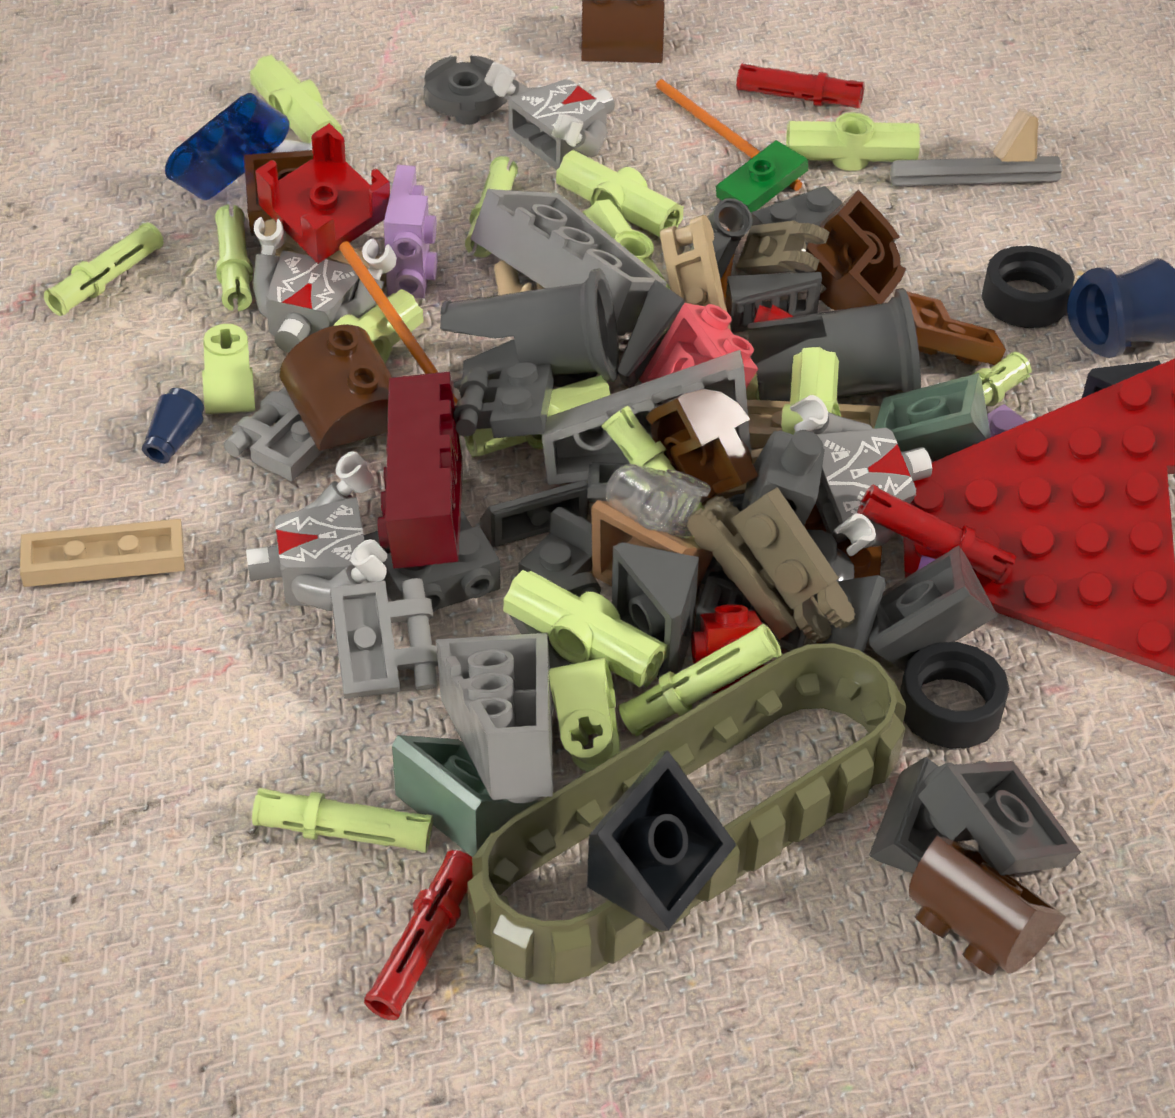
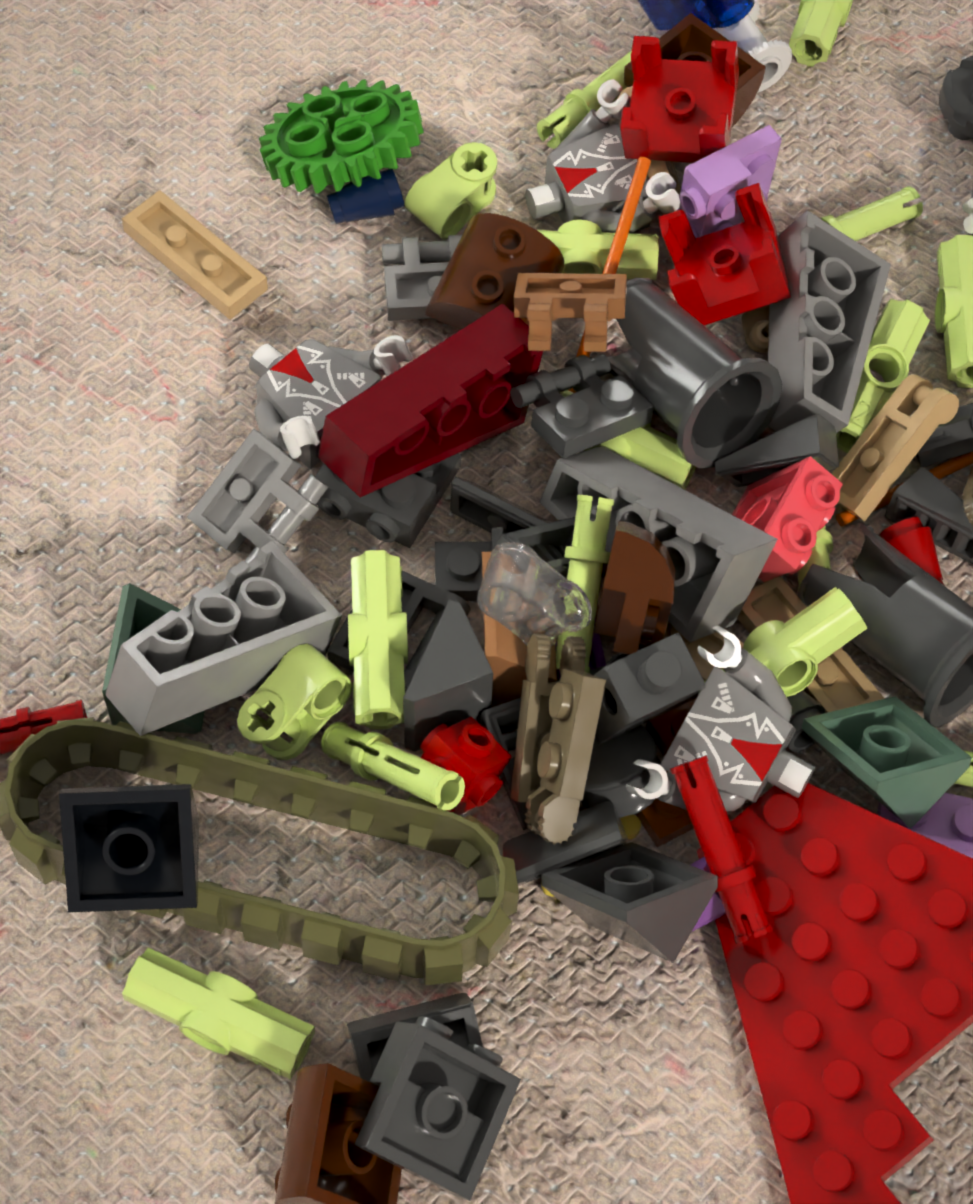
camera: 50 degrees right, 15 degrees up
(78, 421) = (341, 136): none -> bright green gear
(90, 278) = (497, 24): yellowish green pin -> none
(356, 822) = (54, 587): yellowish green pin -> none
(428, 337) = (569, 295): none -> medium nougat plate
(473, 257) = (727, 268): none -> red panel
(803, 922) = (218, 1013): none -> yellowish green piece
(962, 664) = (584, 936): black tyre -> none

